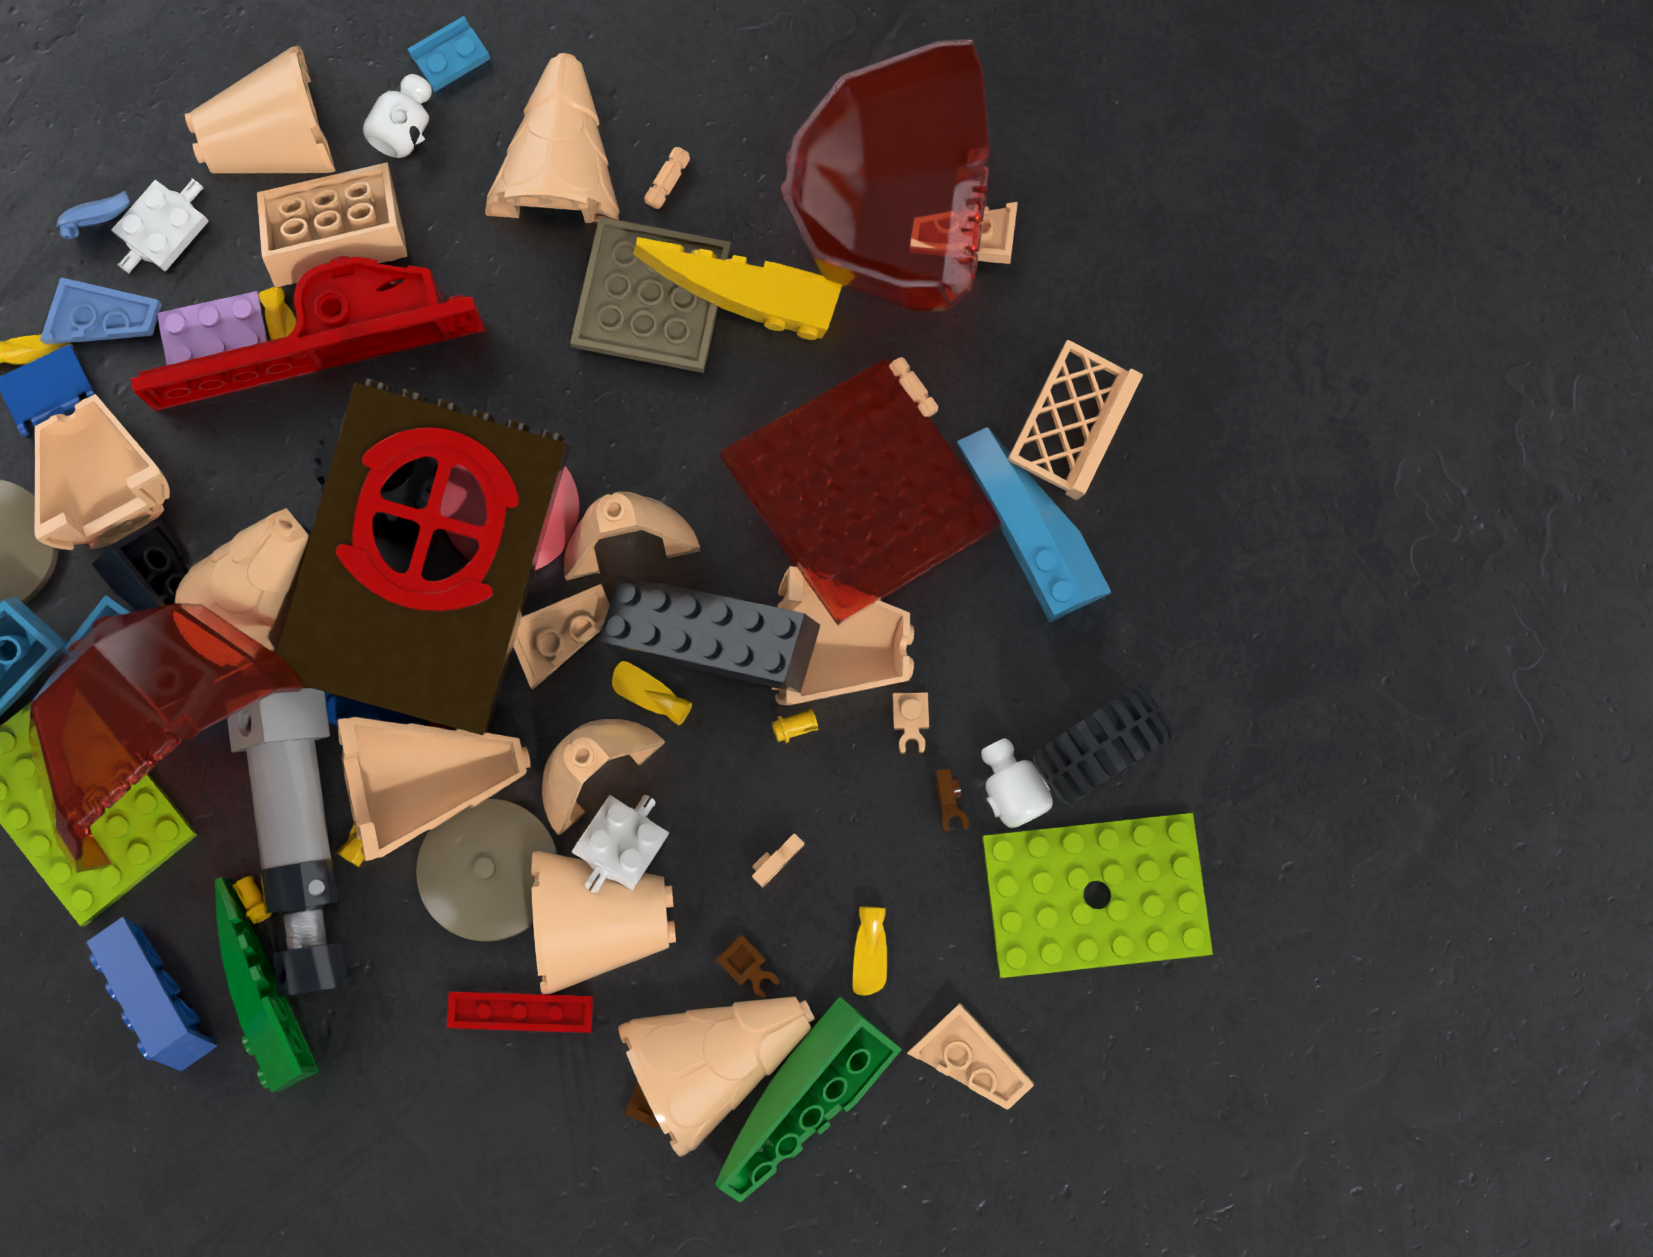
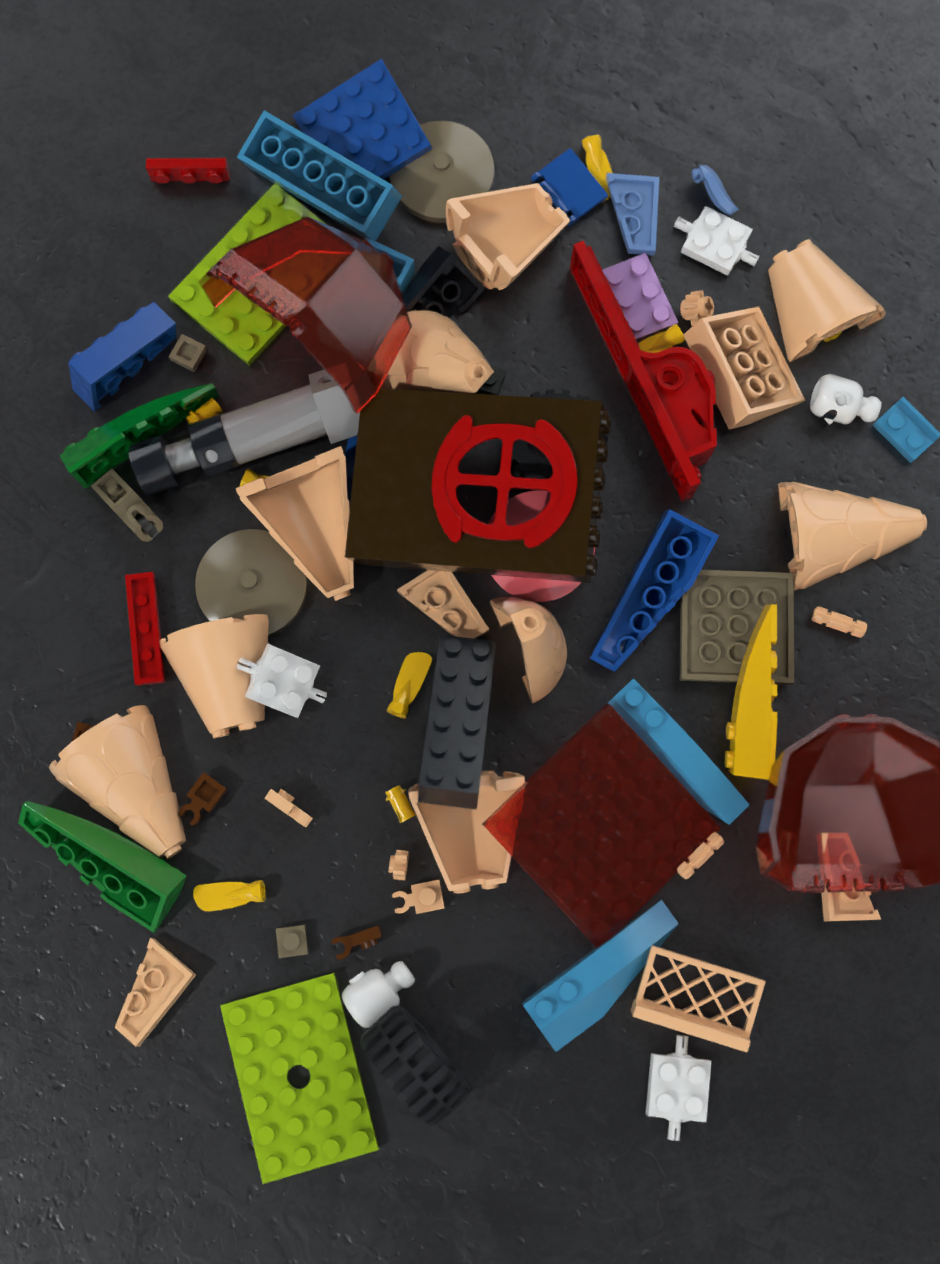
camera: 80 degrees right, 0 degrees up
(164, 909) = (188, 353): none -> dark tan plate
(243, 264) = (696, 306): none -> light nougat gear
(355, 1011) = (128, 506): none -> dark tan plate
(580, 375) = (656, 583): none -> blue wedge
(581, 756) = (348, 645): light nougat cone -> none
(787, 389) = (679, 753): none -> dark azure wedge
(868, 735) = (399, 864): none -> light nougat plate
(938, 881) = (292, 941): none -> dark tan plate
(1170, 460) = (678, 1087): none -> white plate

